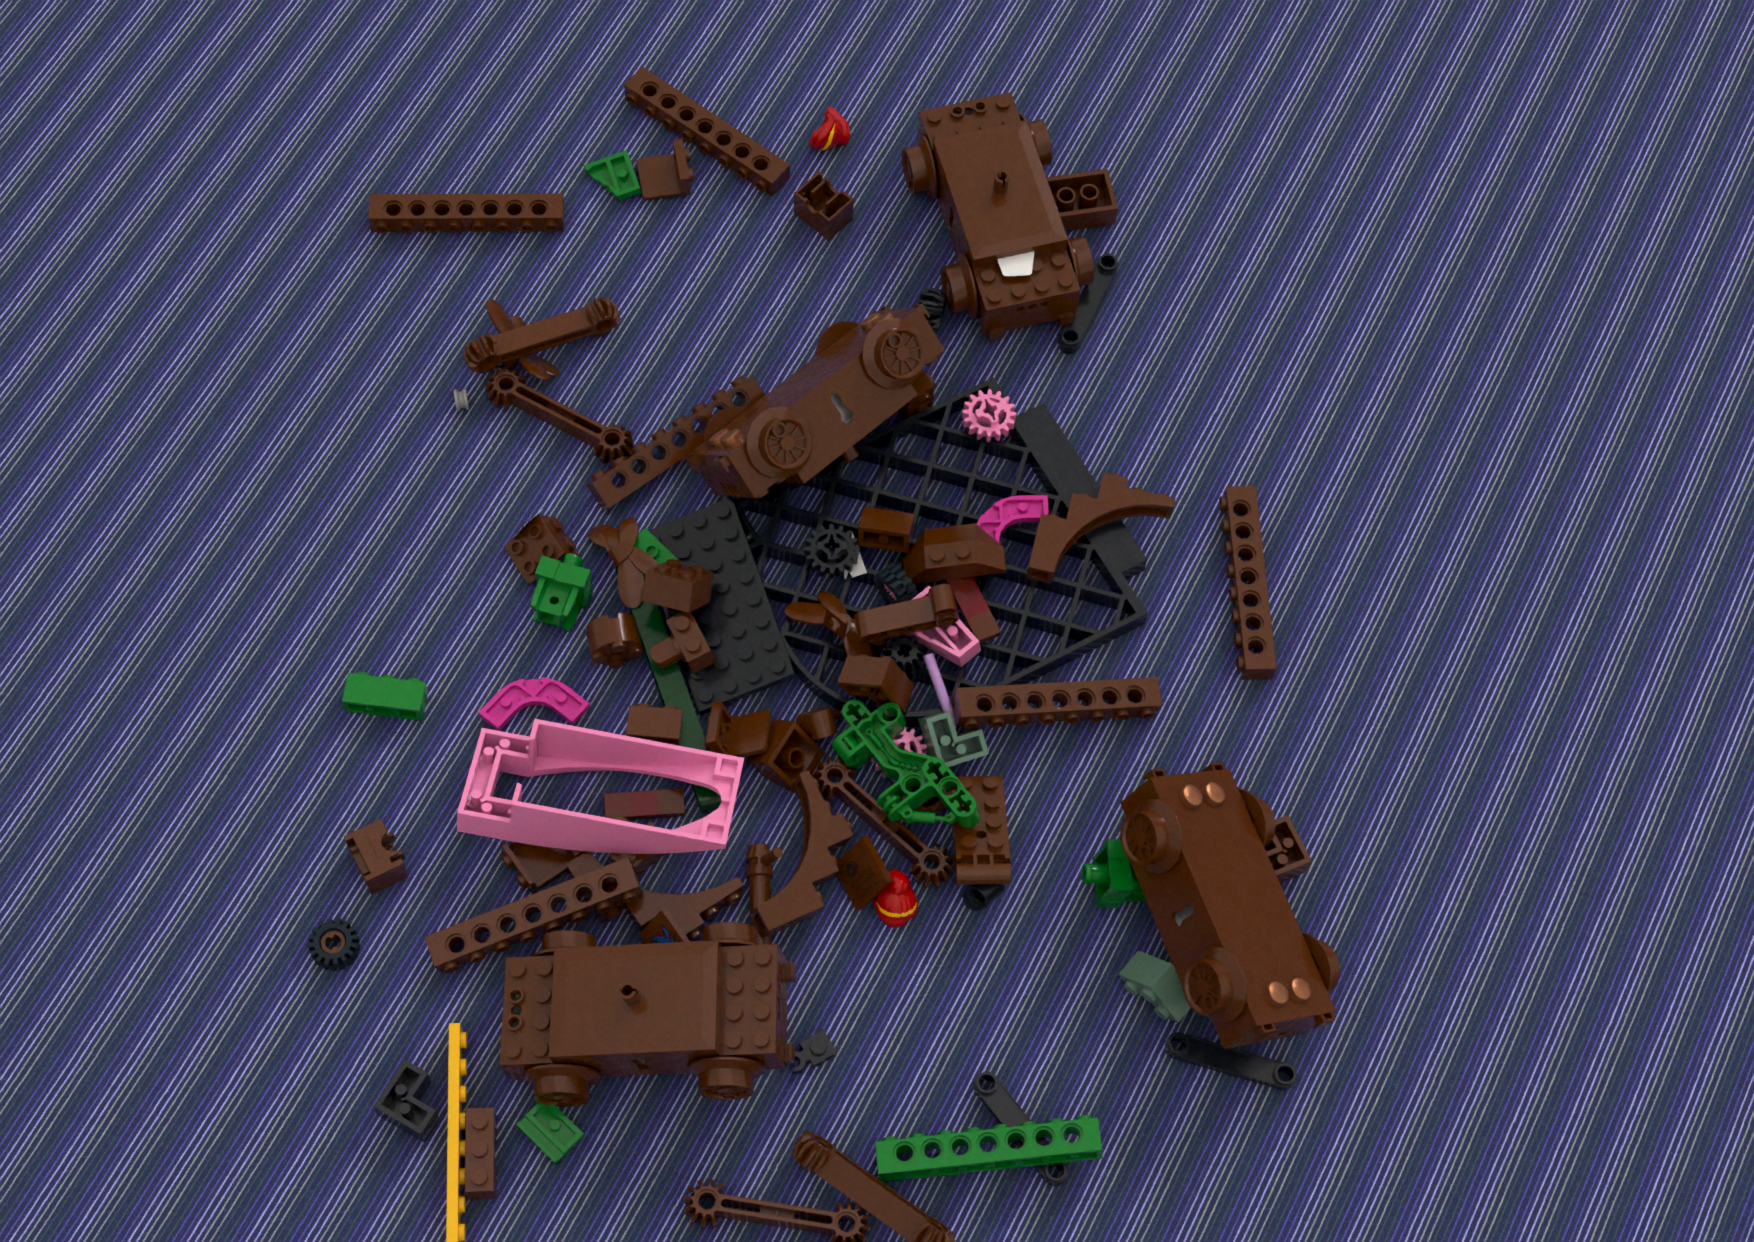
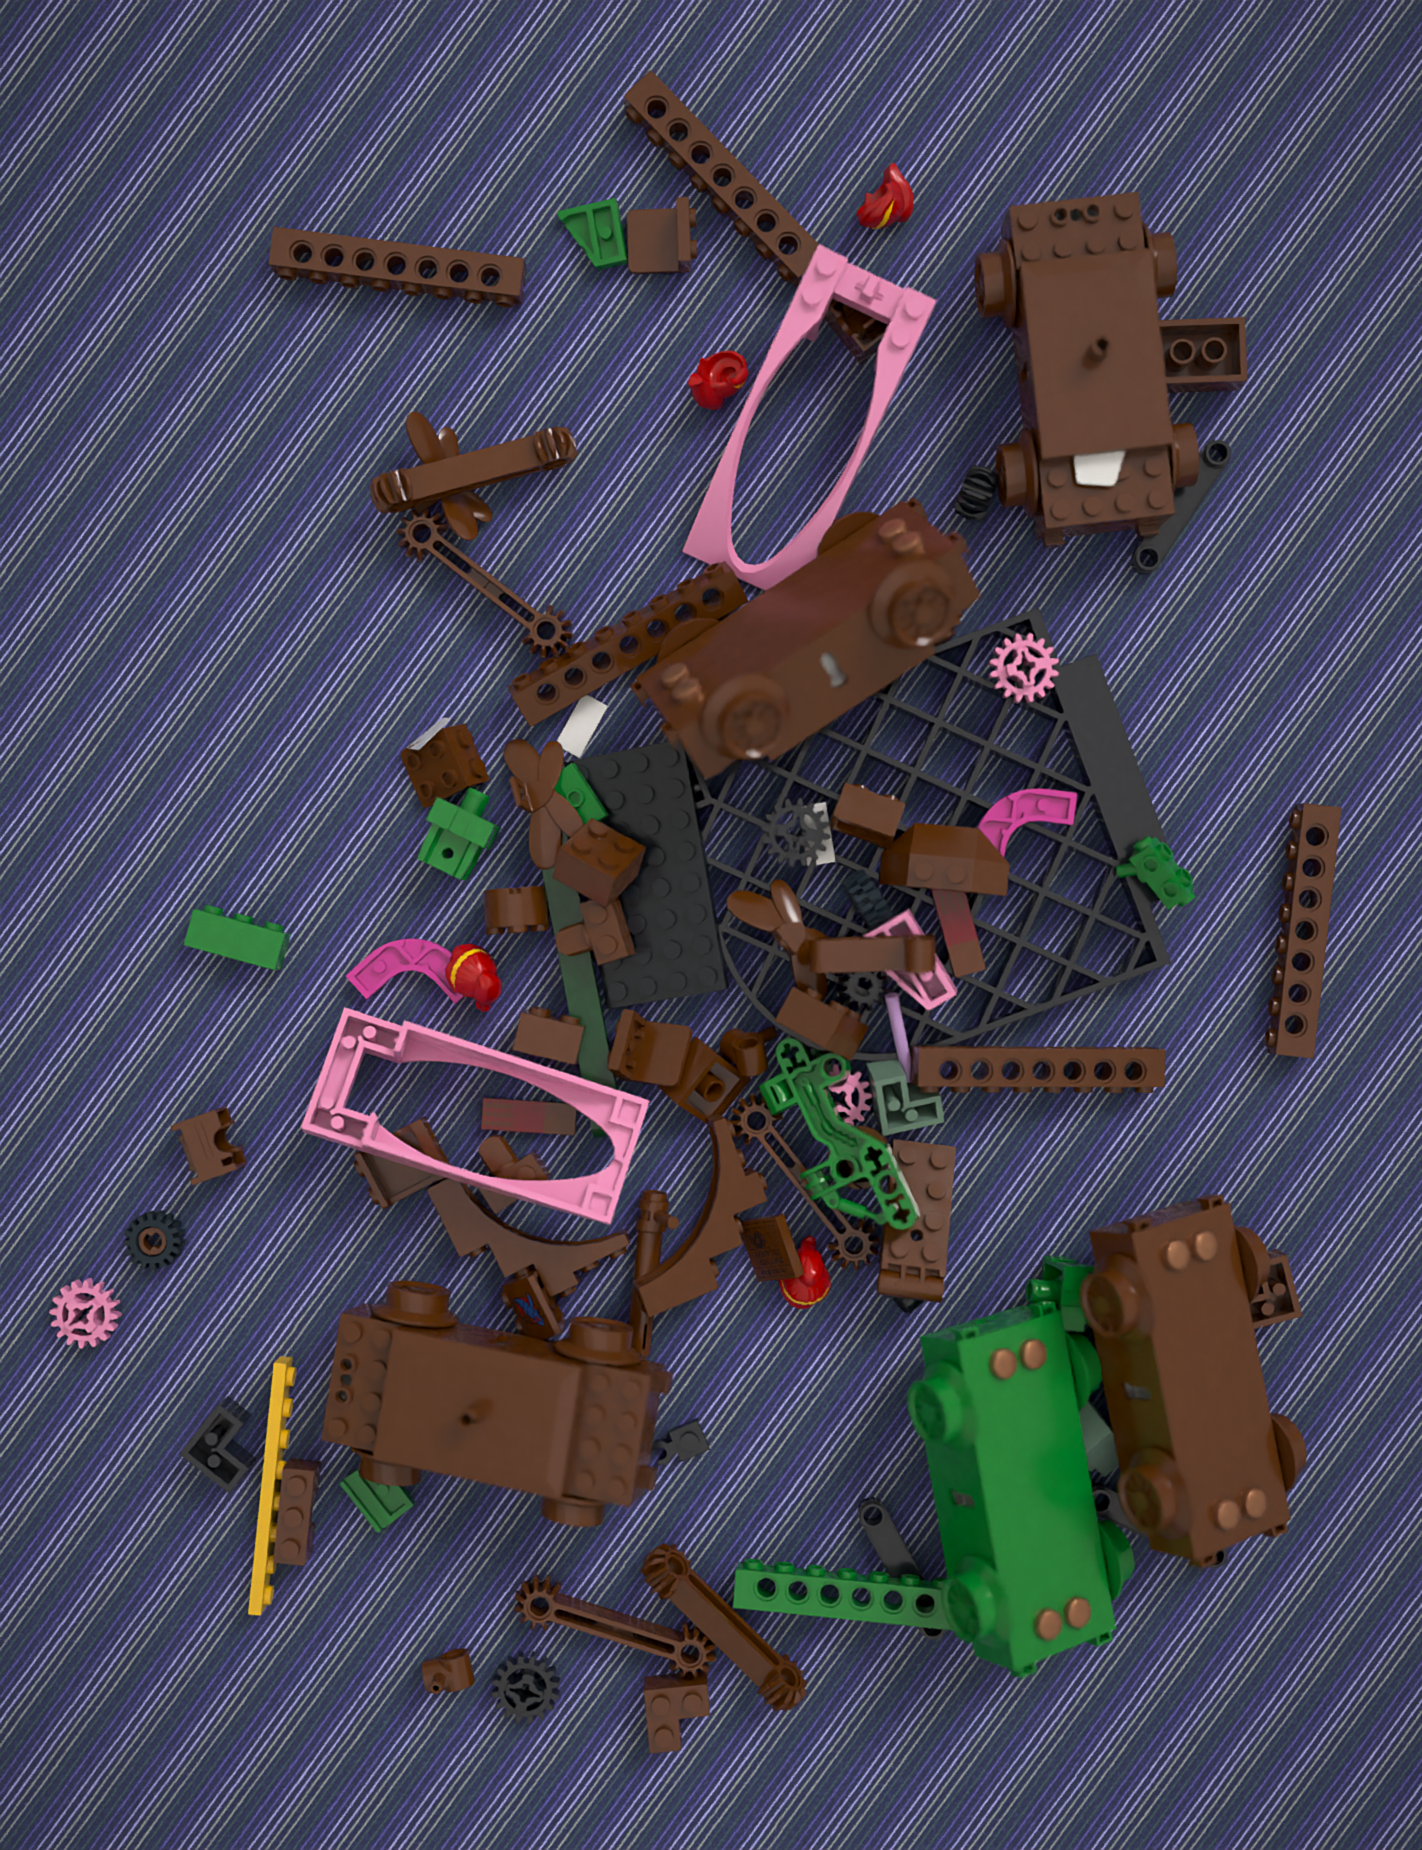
camera: 10 degrees right, 25 degrees up
(271, 1003) = (94, 1320): none -> bright pink gear
(442, 943) = (489, 1223): reddish brown brick -> none
(461, 399) = (365, 543): light grey bush -> none
(587, 698) = (474, 975): none -> red hair
(649, 508) = (581, 725): none -> white sticker
(721, 258) = (718, 378): none -> red hair
(795, 173) = (825, 279): none -> bright pink windscreen
(1085, 513) = (1157, 809): reddish brown arch -> none
(1098, 1014) = (1016, 1488): none -> green piece
(1118, 538) = (1155, 865): none -> green brick

